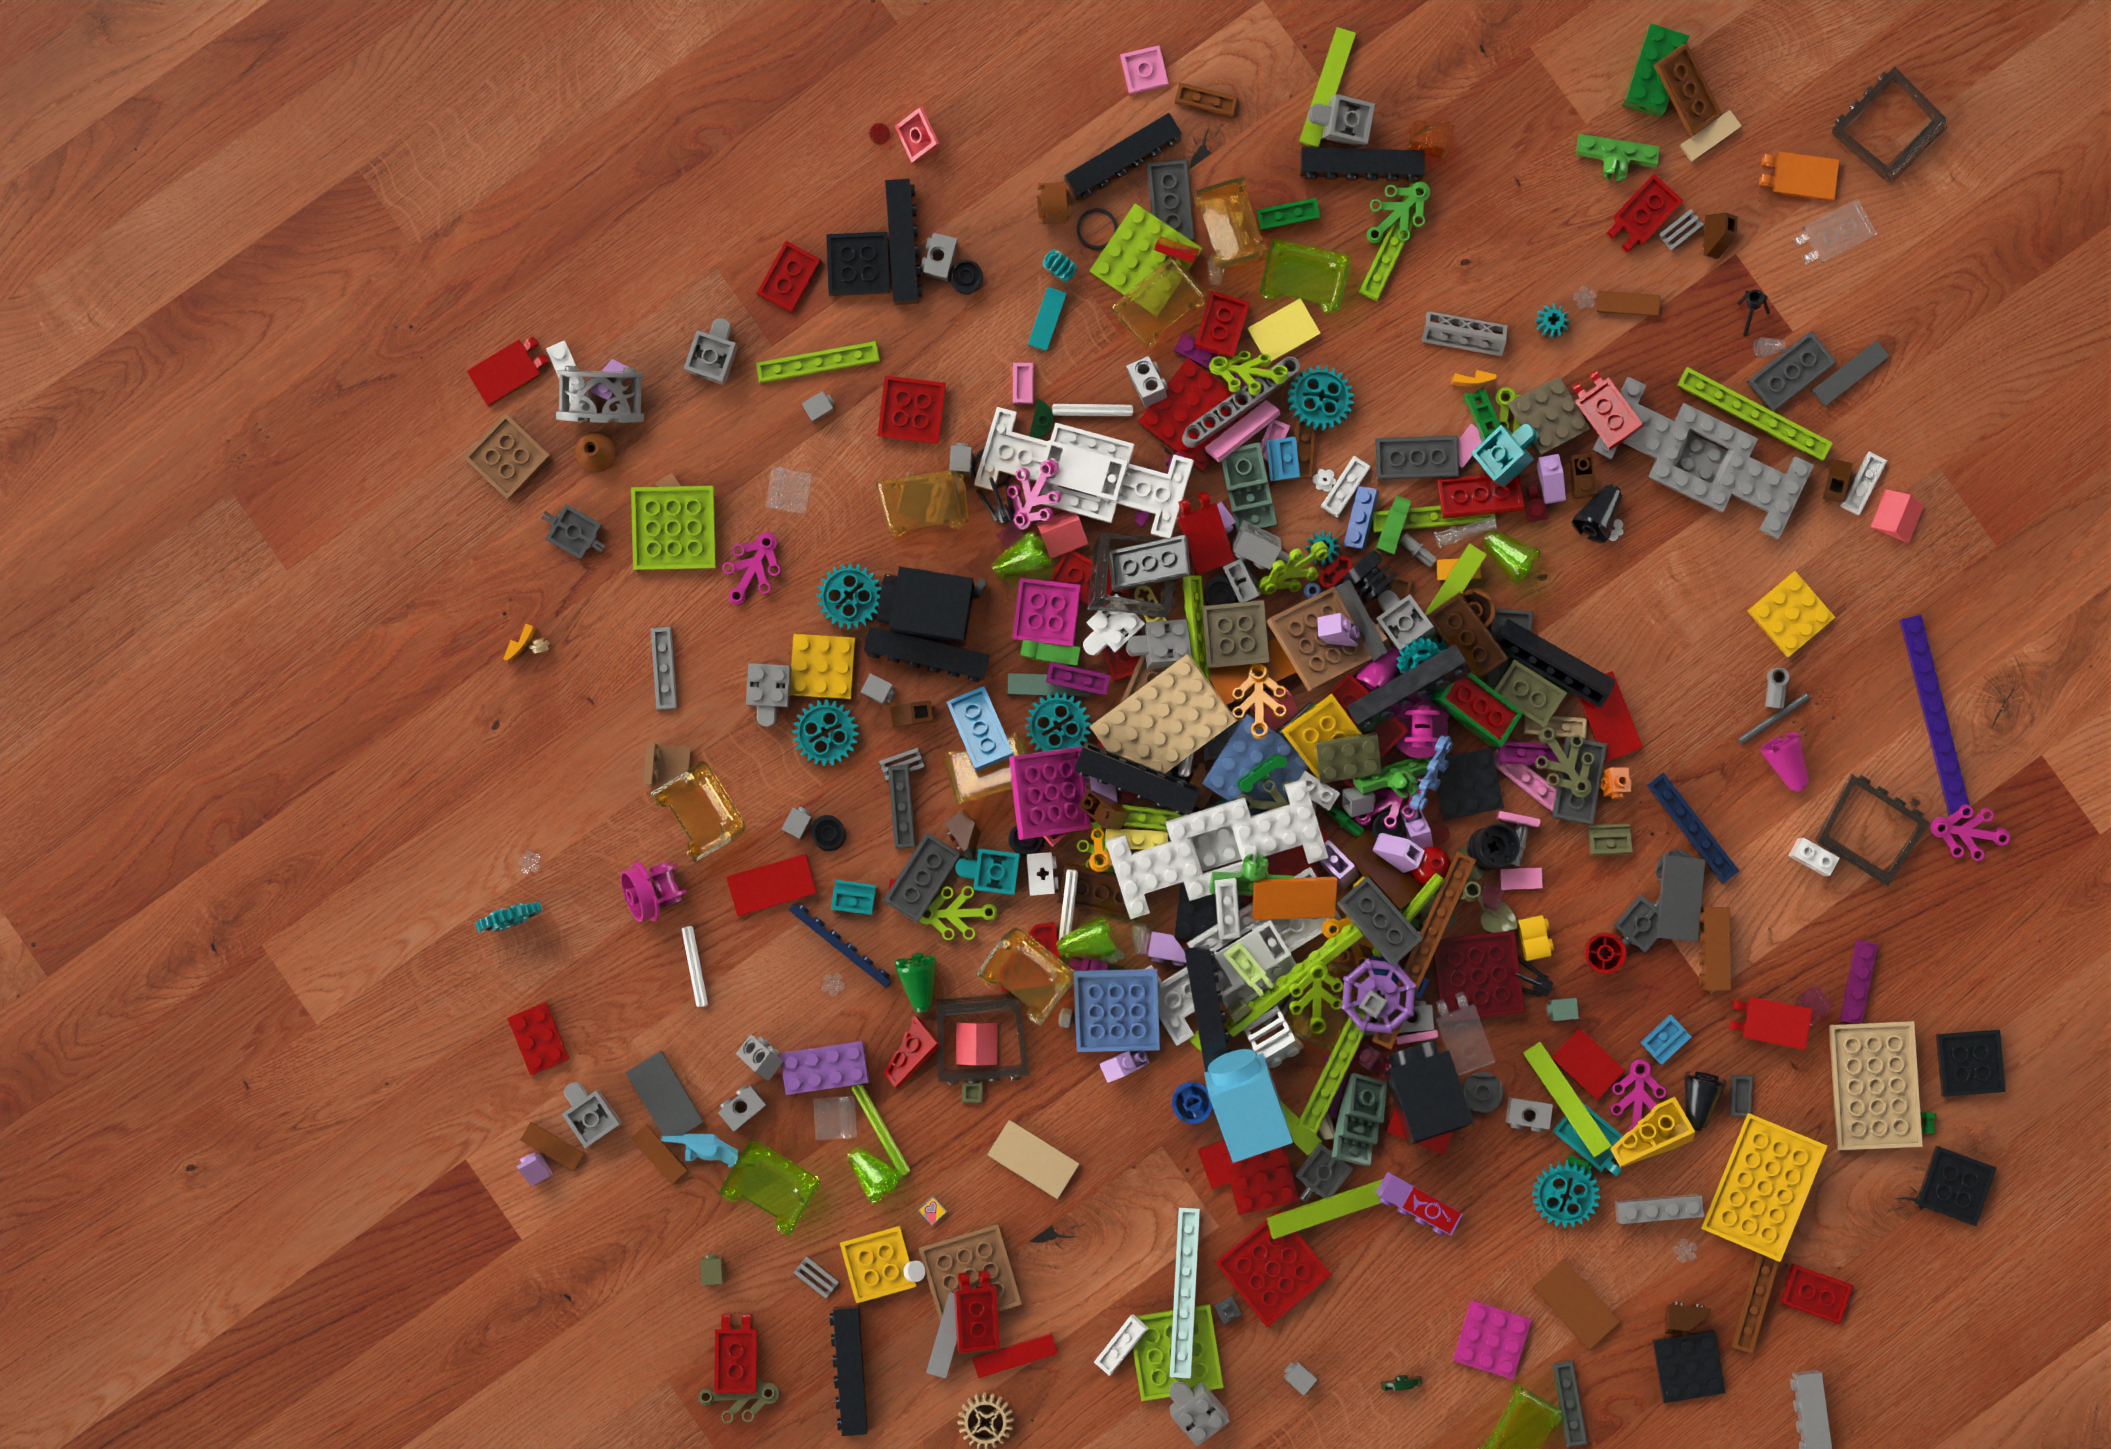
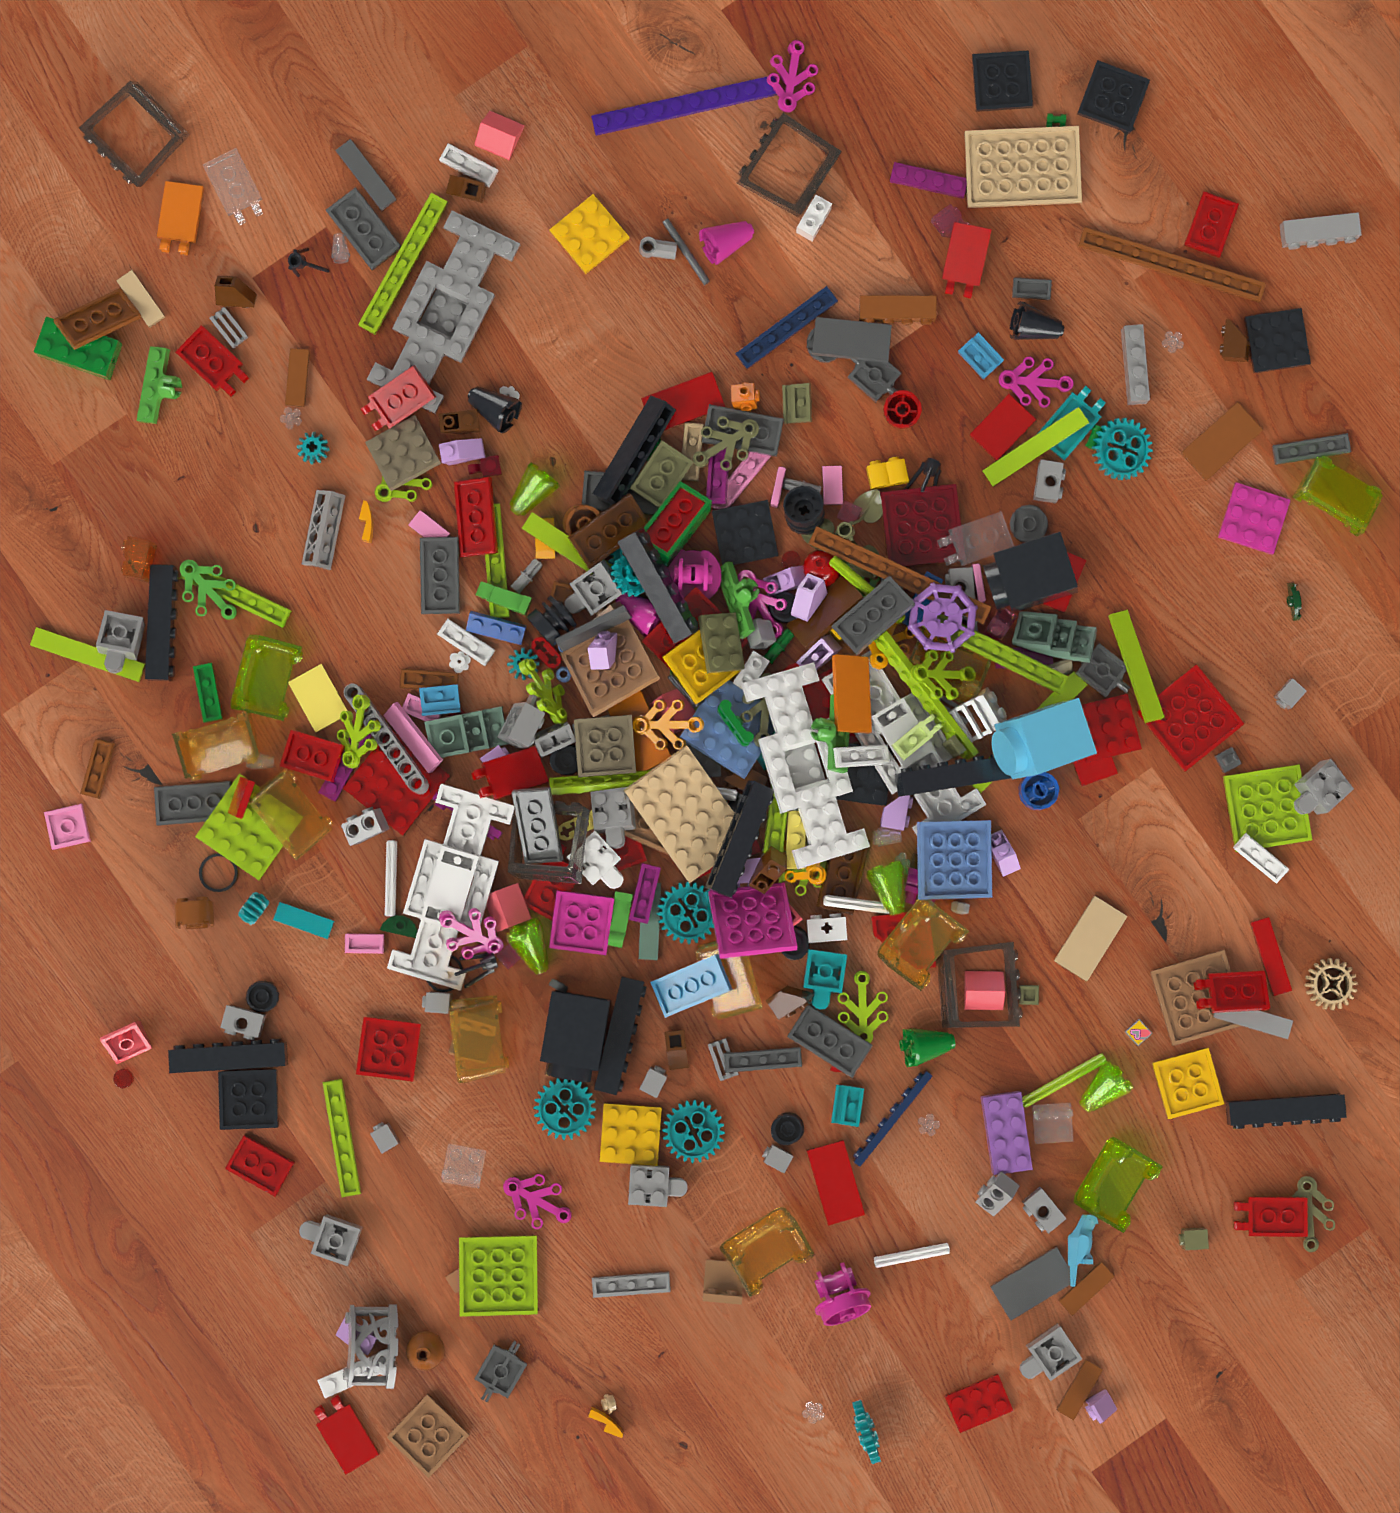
camera: 95 degrees left, 0 degrees up
(802, 1266) = (1190, 1154): light grey tile -> none
(913, 1052) = (992, 1049): red wing -> none
(914, 1271) = (1194, 1049): white tile -> none
(1123, 156) = (149, 847): black brick -> none
(1184, 1293) = (1213, 799): light aqua plate -> none
(1322, 380) = (365, 662): teal gear -> none
(1373, 1004) = (950, 622): light grey tile -> none
(1418, 1203) = (1131, 583): brick -> none
(1430, 780) = (711, 554): medium blue plant -> none
(1455, 534) = (512, 539): clear pin -> none
(1483, 413) = (400, 513): green plate -> none
(1505, 453) = (437, 493): teal brick -> none
(1562, 1009) = (953, 449): sand green brick -> none
(1655, 1134) = (1067, 366): yellow wedge -> none
(1764, 1187) = (1115, 269): yellow plate -> none

